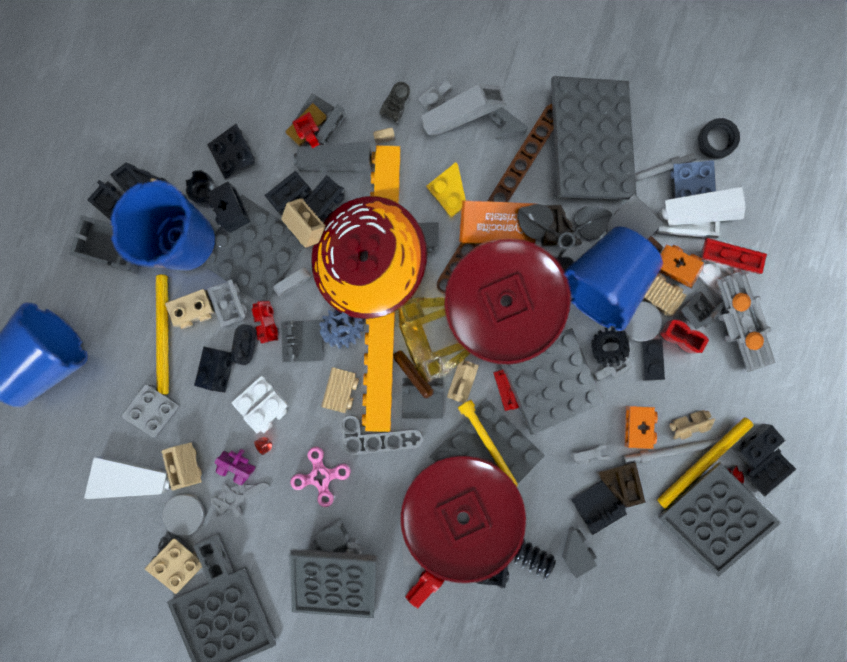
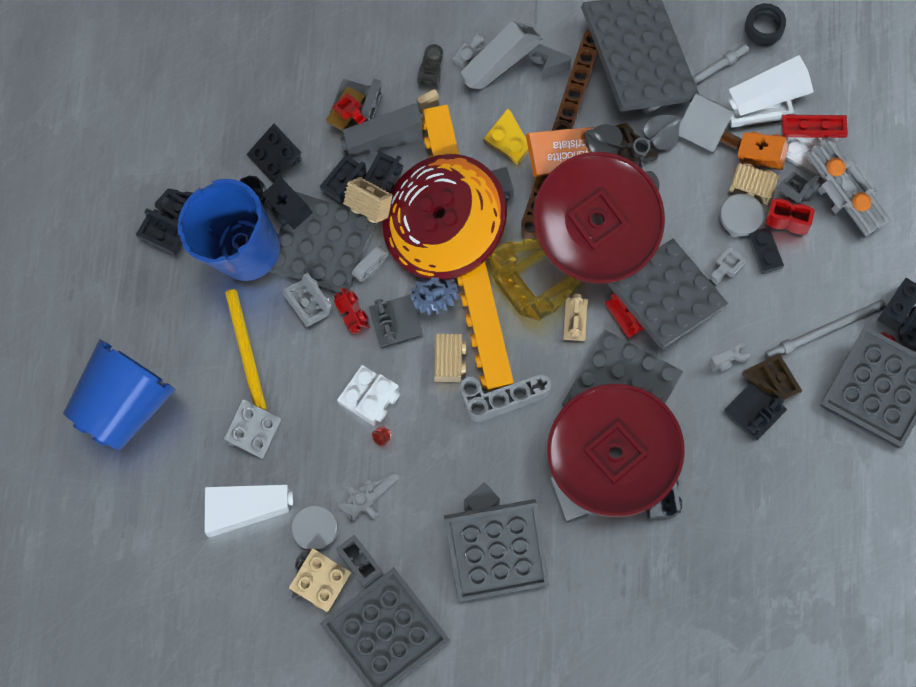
camera: 15 degrees left, 15 degrees down
(99, 245) = (167, 272): dark grey piece -> none
(181, 466) = (301, 474): tan brick -> none
(190, 309) = (271, 315): tan brick -> none
(214, 370) = (310, 370): black bracket -> none
(236, 464) = (347, 462): magenta hips -> none
(245, 344) = (335, 338): black plate -> none
(311, 479) = (458, 445): bright pink gear -> none
(413, 374) = (522, 320): reddish brown axle -> none
(417, 406) = (538, 346): dark grey hinge -> none
(423, 588) = (596, 533): red piece -> none
(468, 410) = (589, 342): yellow piece -> none
(535, 560) = (702, 477): black piece -> none
(577, 555) = (746, 461): dark grey slope -> none
(610, 337) = (714, 236): black tyre -> none
(613, 277) = (699, 173): blue cone -> none
(640, 438) = (770, 328): orange brick -> none
(693, 178) = (750, 63): sand blue hinge -> none
(700, 422) = (833, 298): tan hinge -> none
(705, 462) = (850, 336): yellow axle -> none

